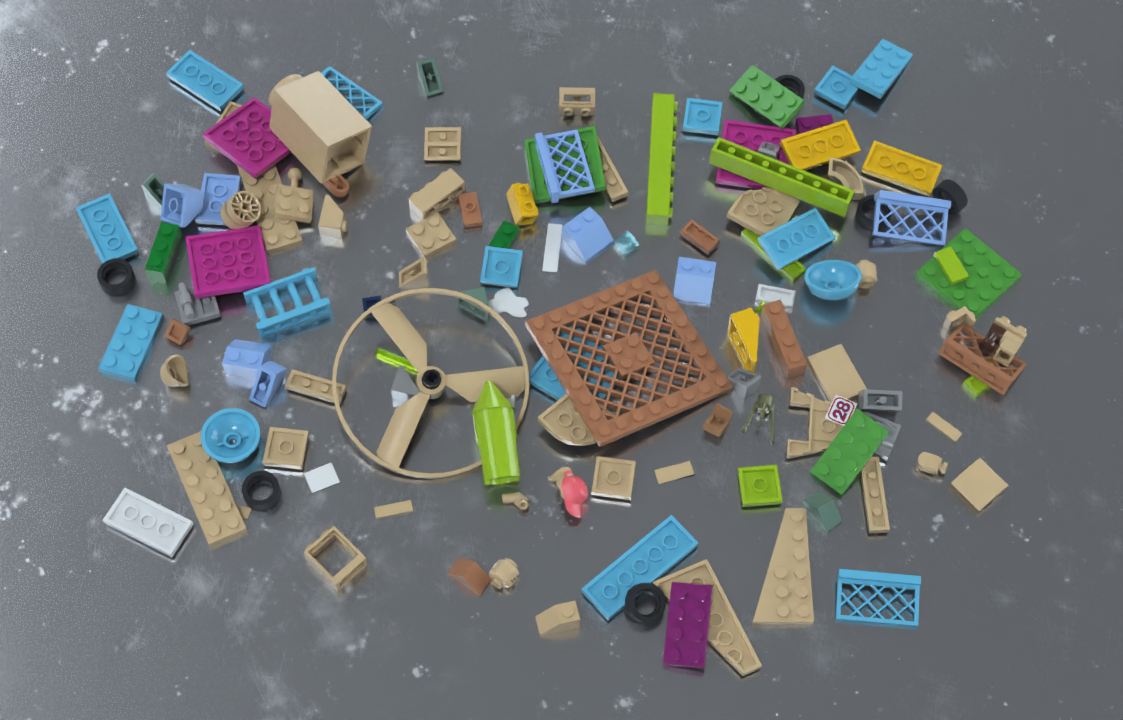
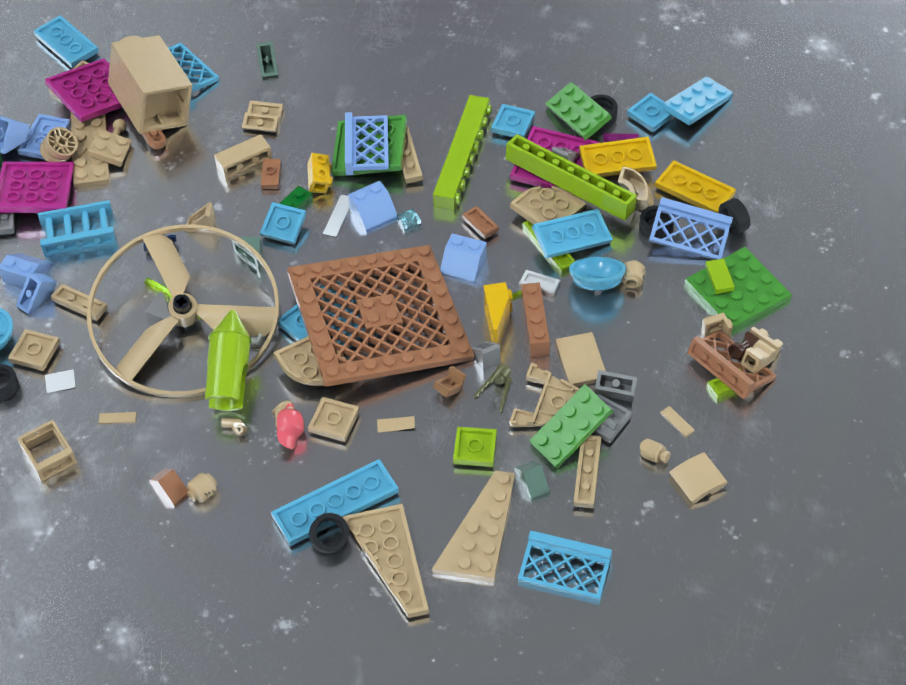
camera: 15 degrees right, 10 degrees down
(332, 219) = (139, 165): tan slope -> none
(431, 235) = (228, 190): tan plate -> none
(507, 302) = (281, 255): white sticker -> none
(558, 619) = (242, 535): tan slope -> none
(576, 108) = (397, 100): tan window -> none
(688, 625) = (365, 560): magenta plate -> none
(840, 410) = (572, 387): sticker -> none

